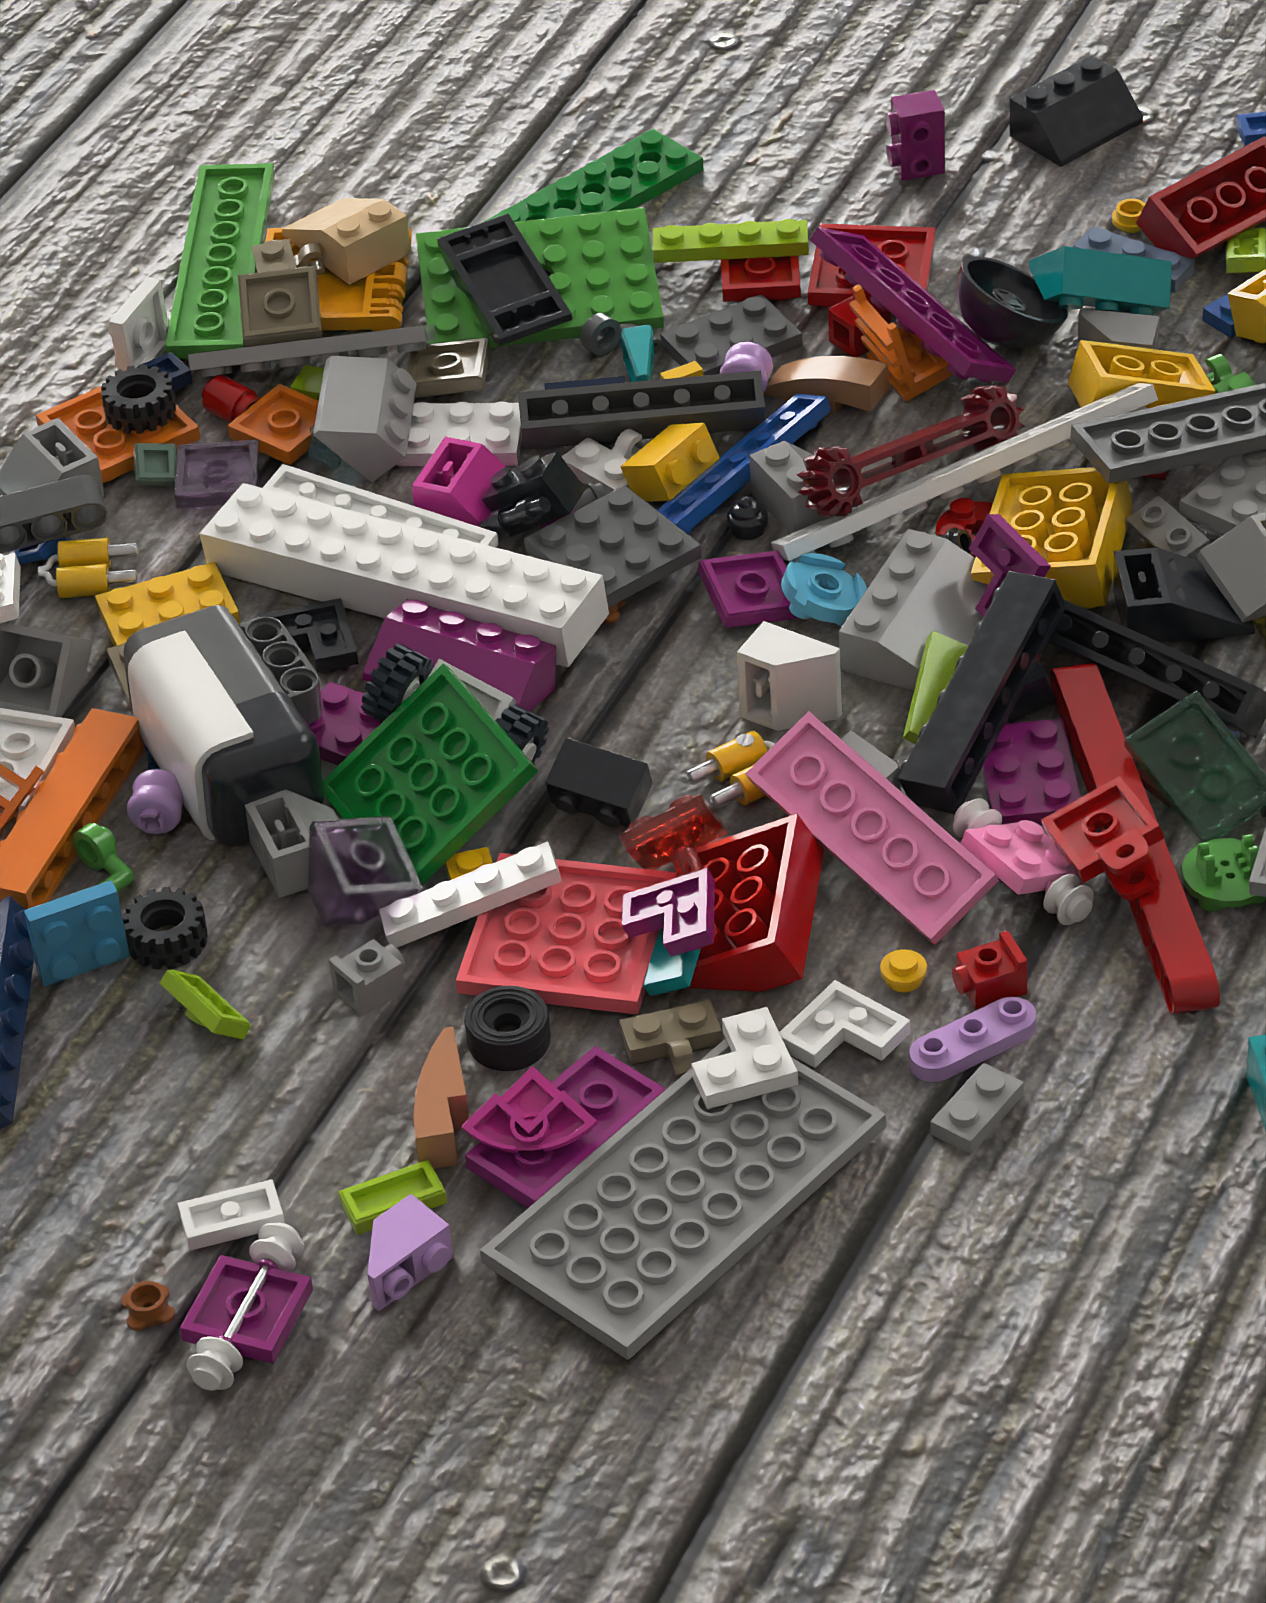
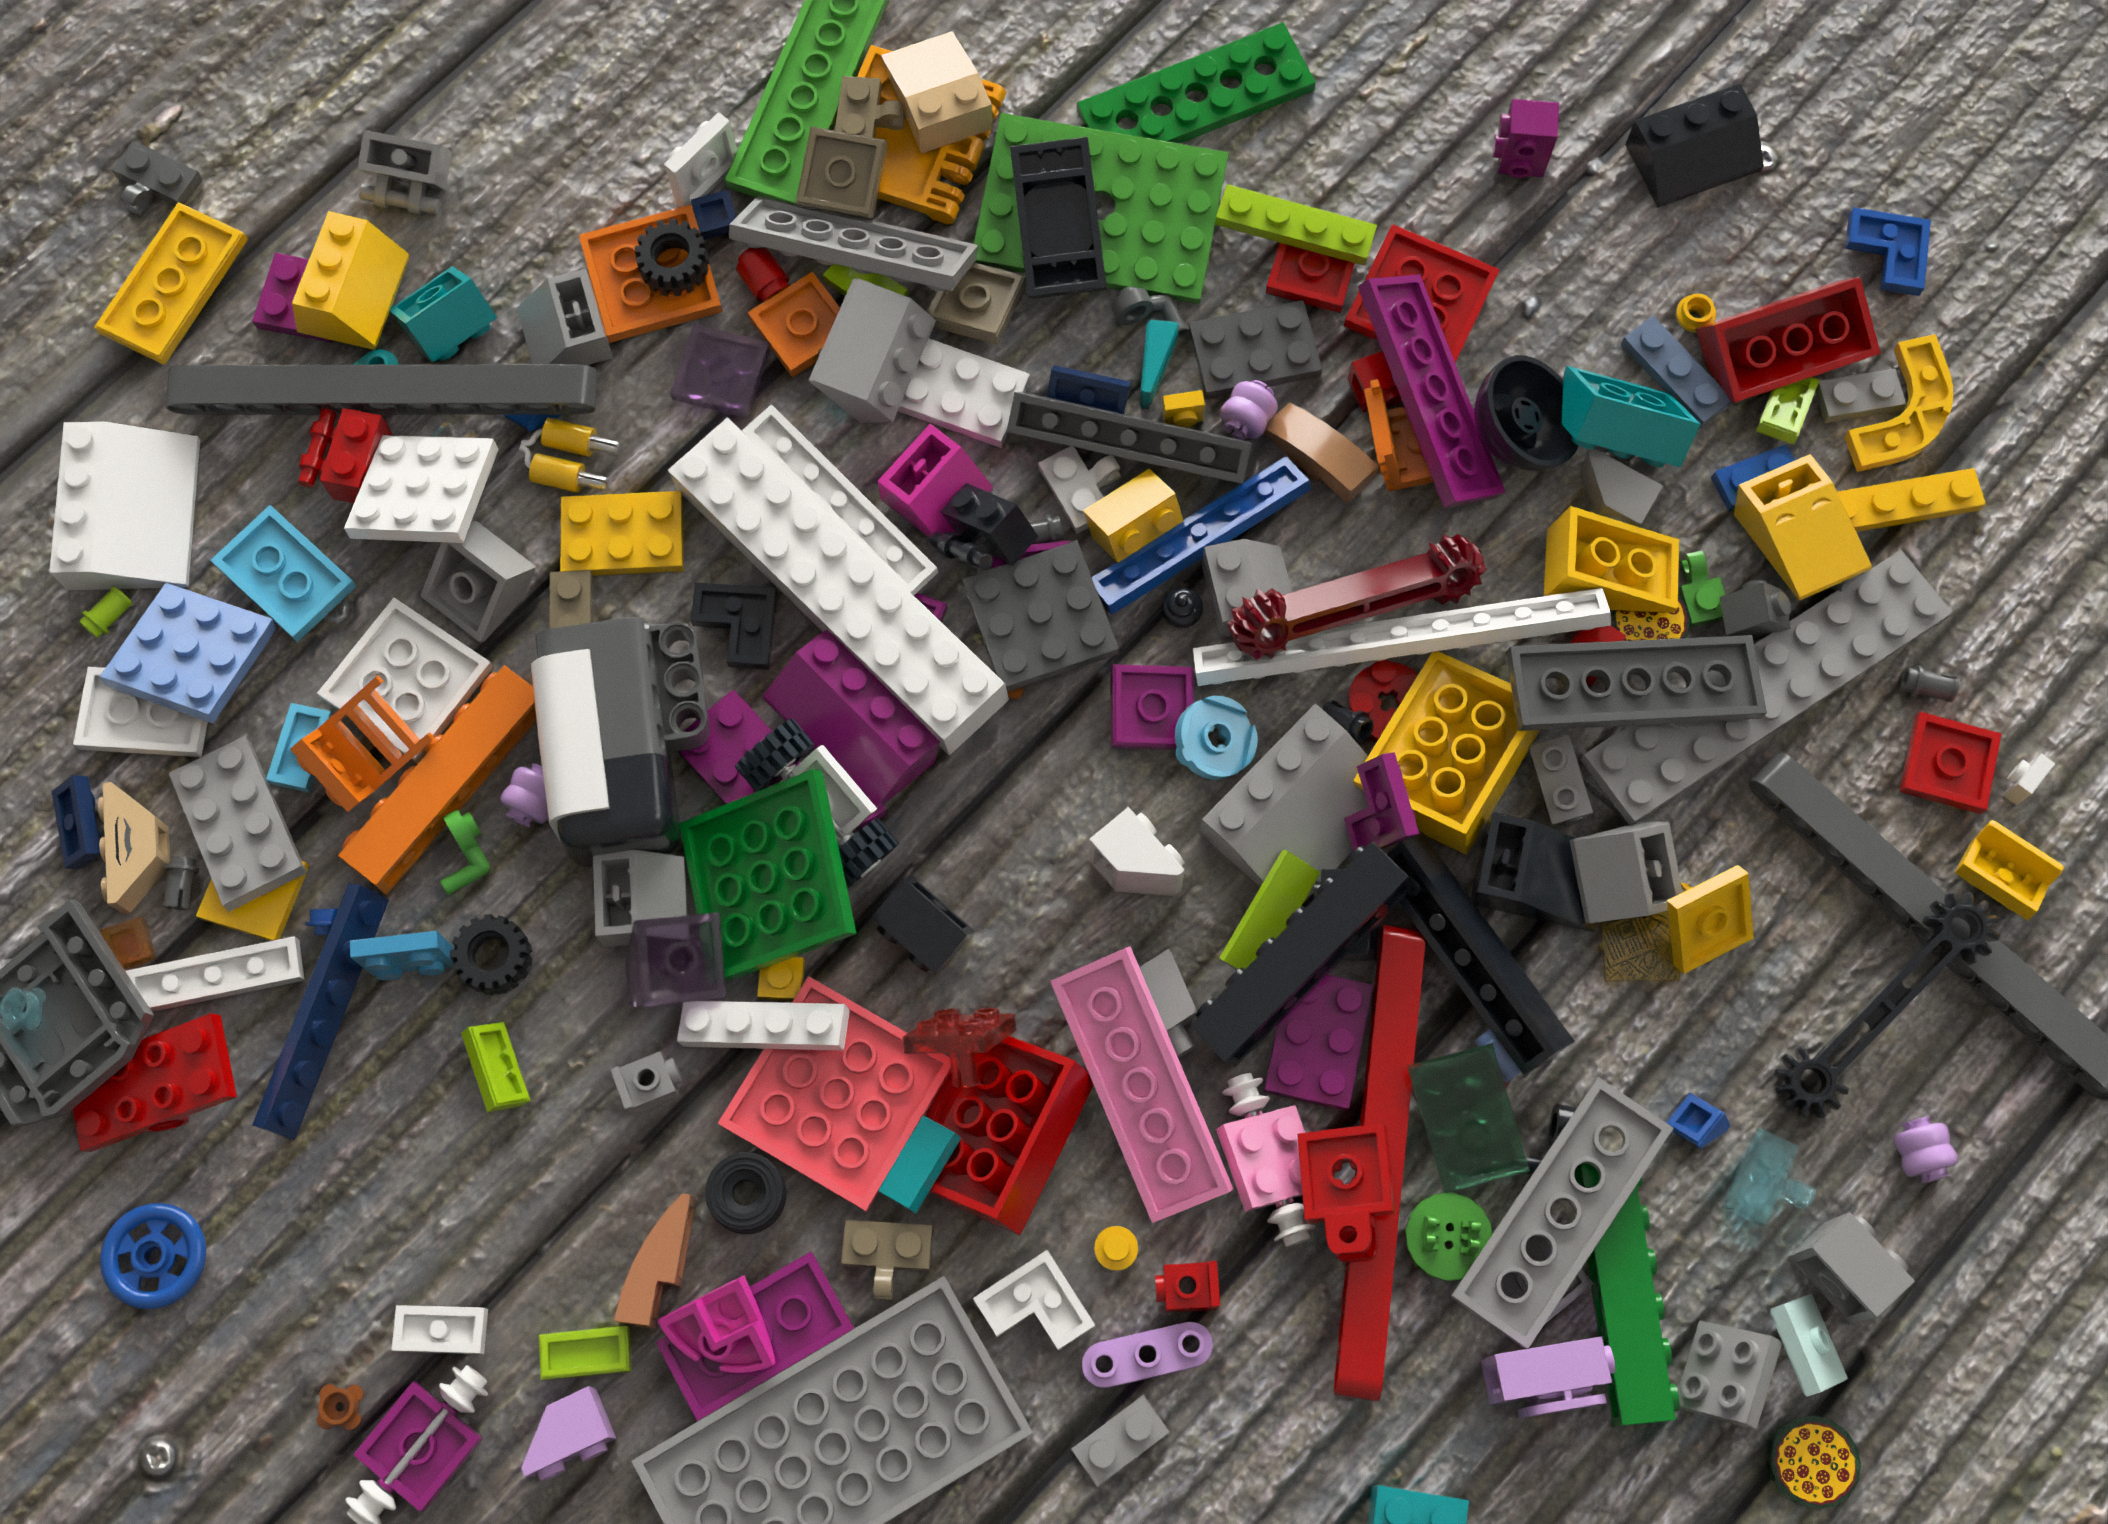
camera: 15 degrees right, 30 degrees up
(154, 464) = (666, 340): sand green tile -> none
(679, 906) = (936, 1135): magenta plate -> none
(732, 762) = (1058, 924): yellow piece -> none
(754, 1066) = (938, 1340): white plate -> none

